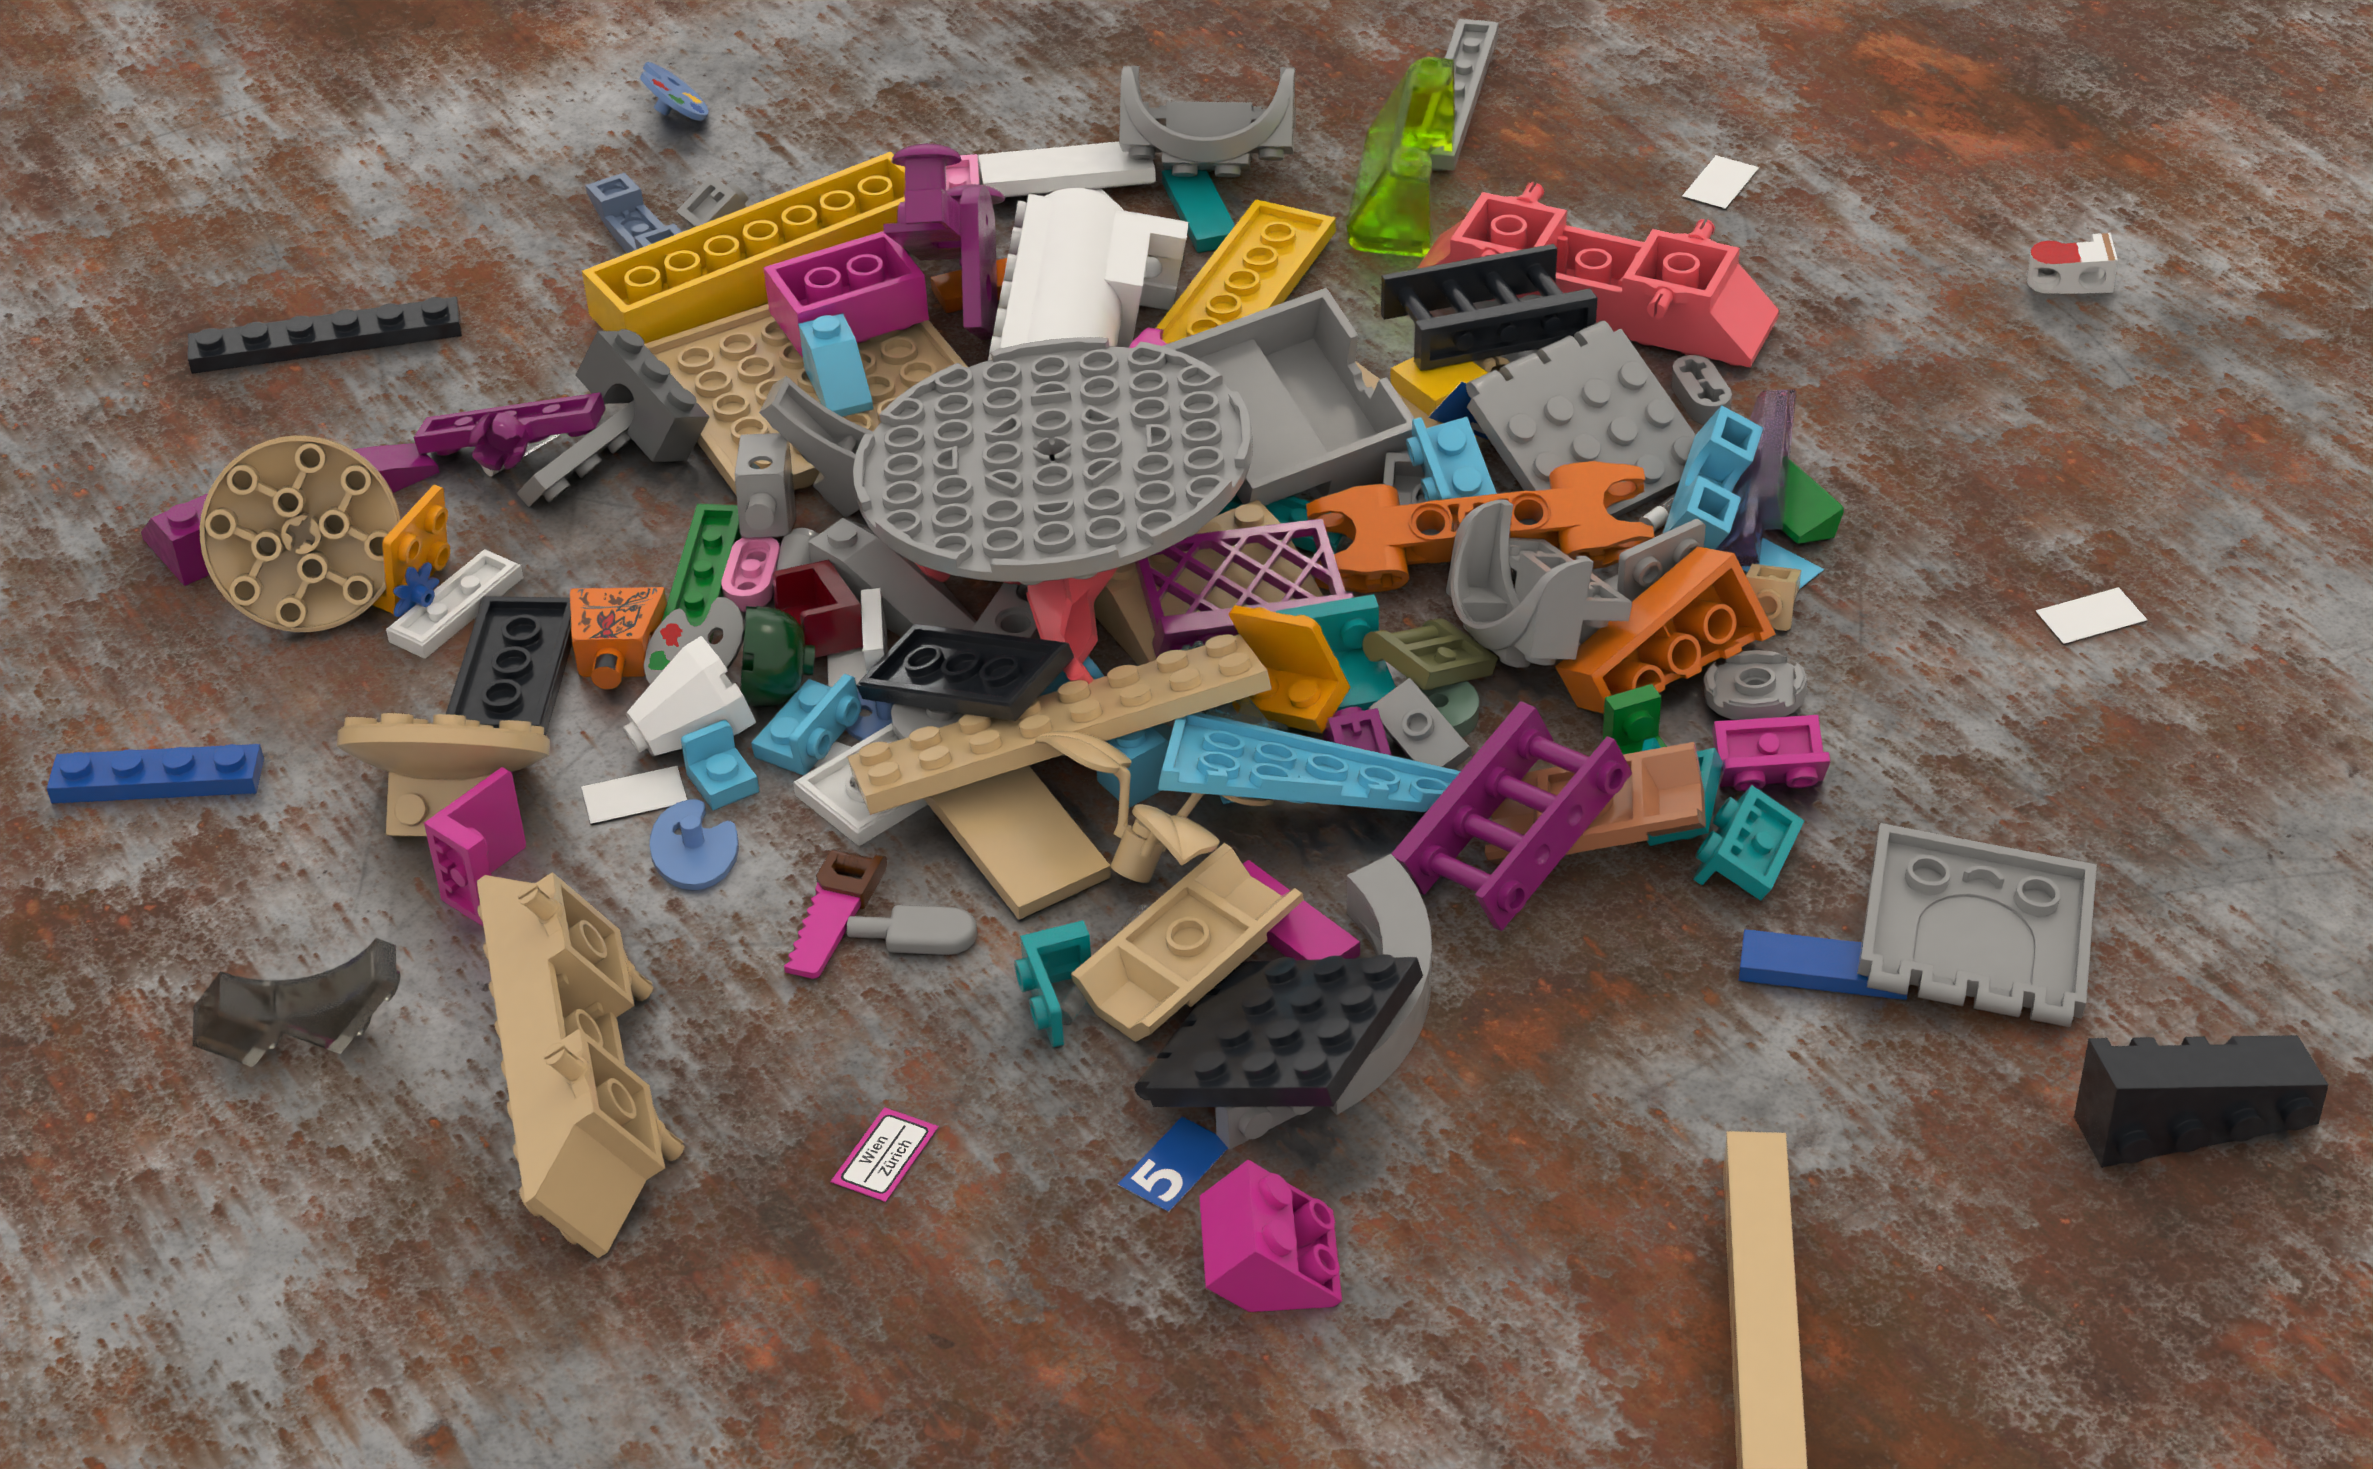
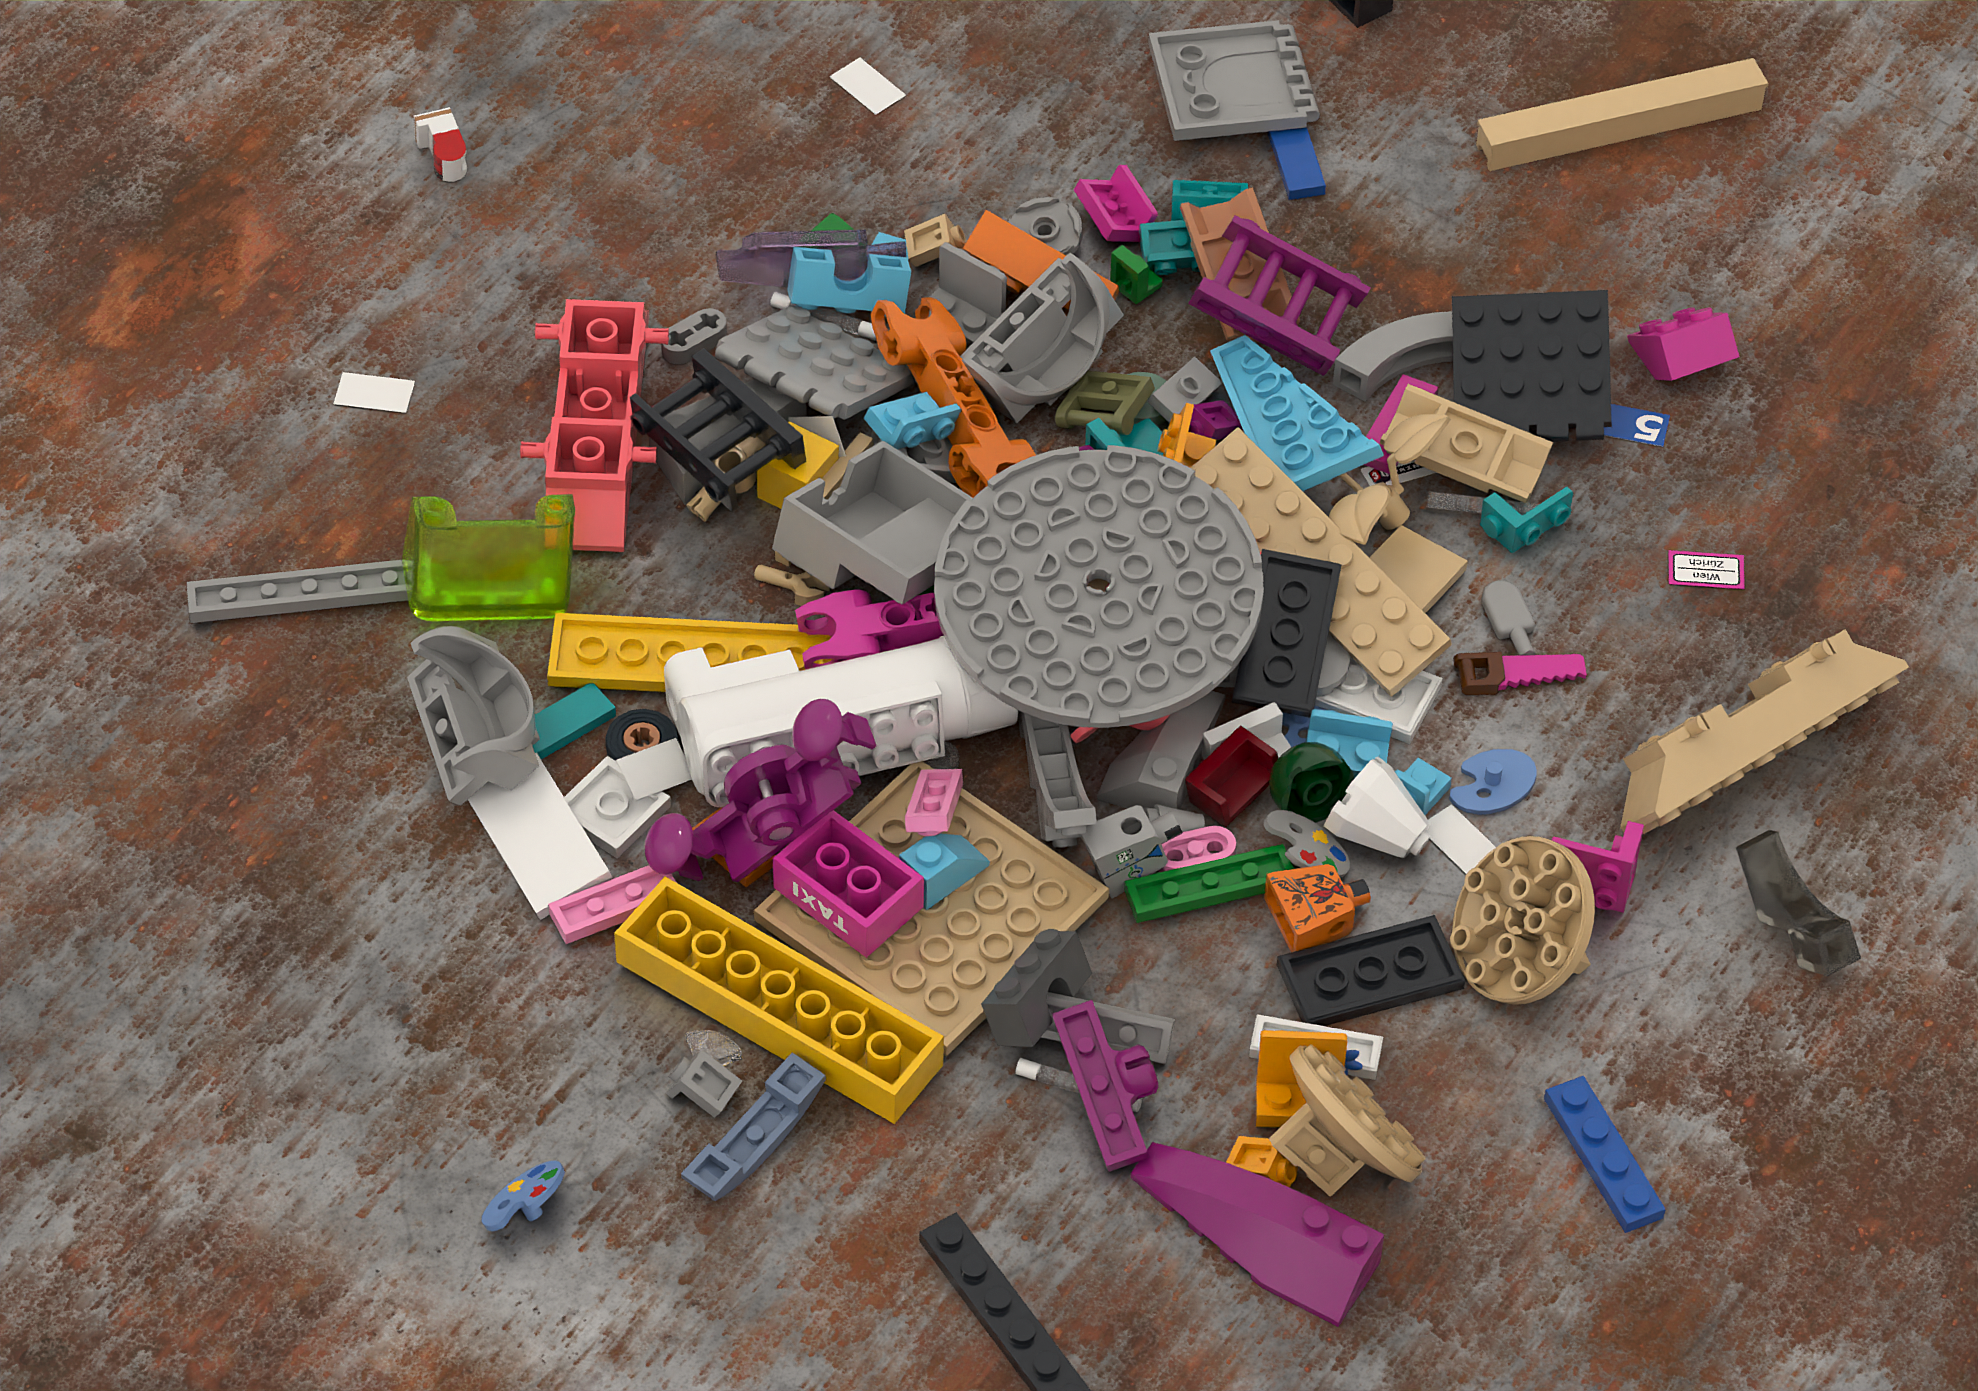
camera: 115 degrees left, 10 degrees up
(886, 345) = (934, 801): none -> bright pink plate

